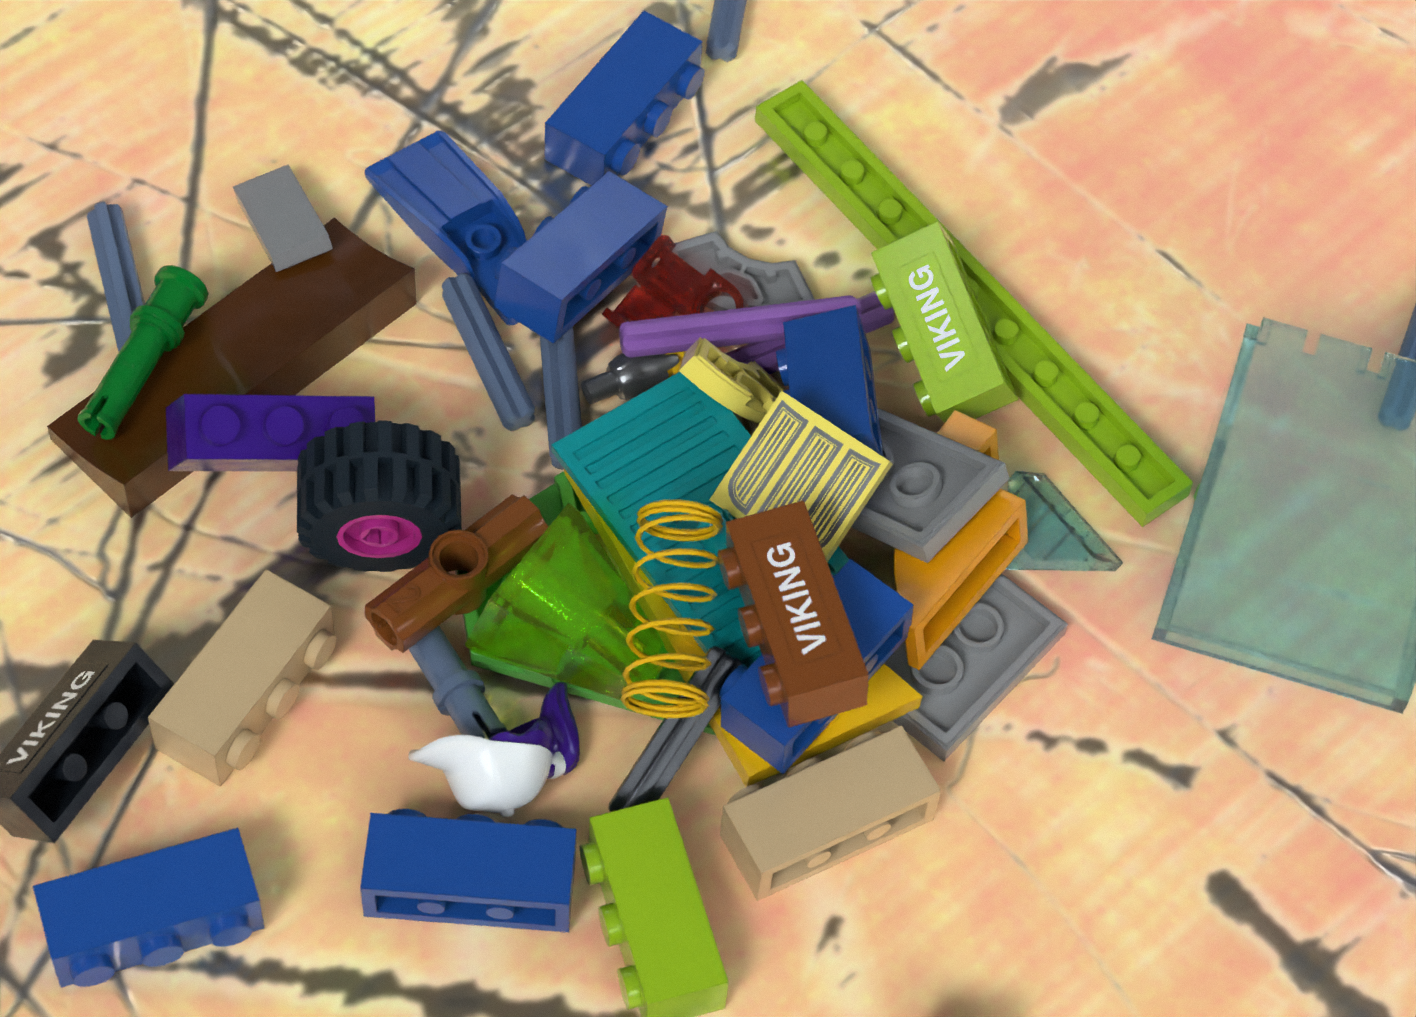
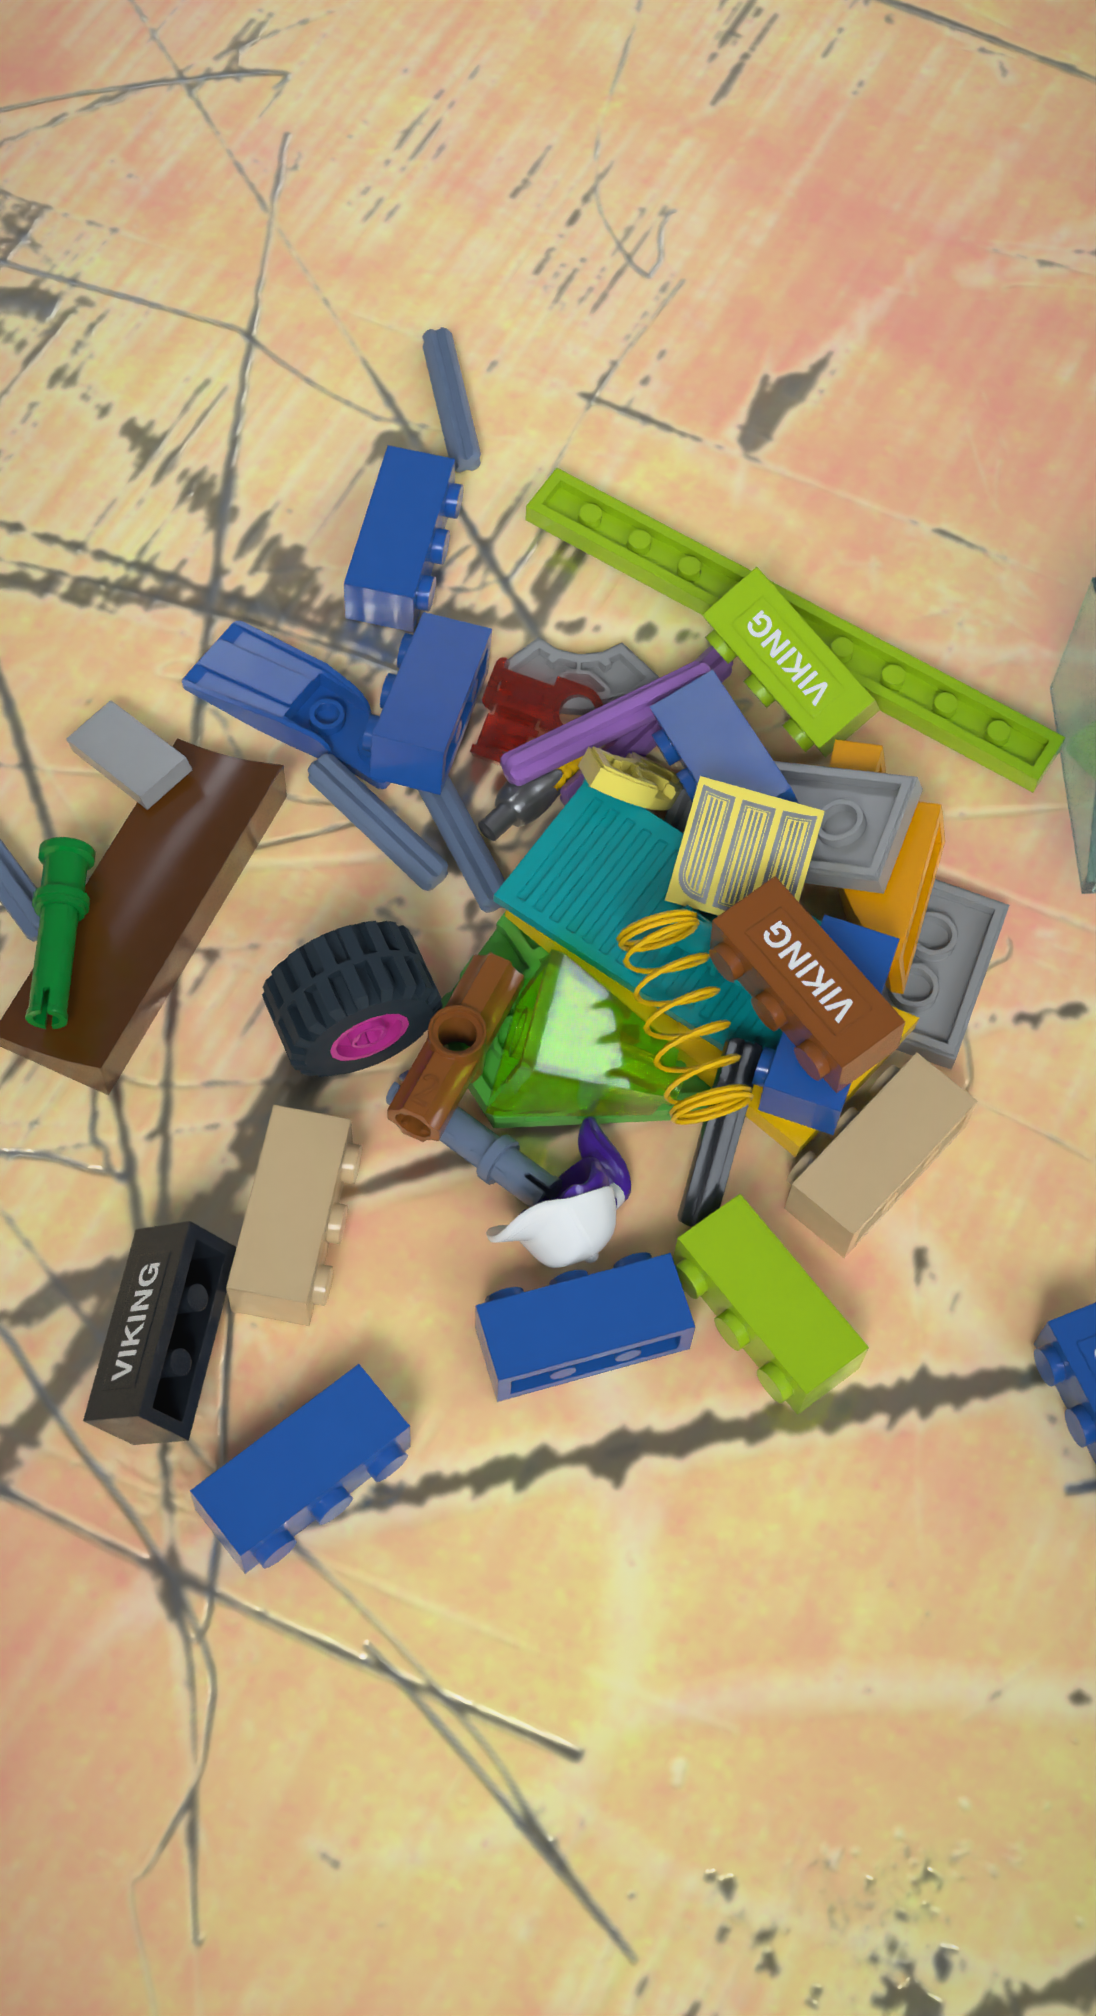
camera: 20 degrees left, 5 degrees up
(253, 430) = (210, 972): dark purple brick -> none
(1056, 531) = (969, 826): clear light blue slope -> none

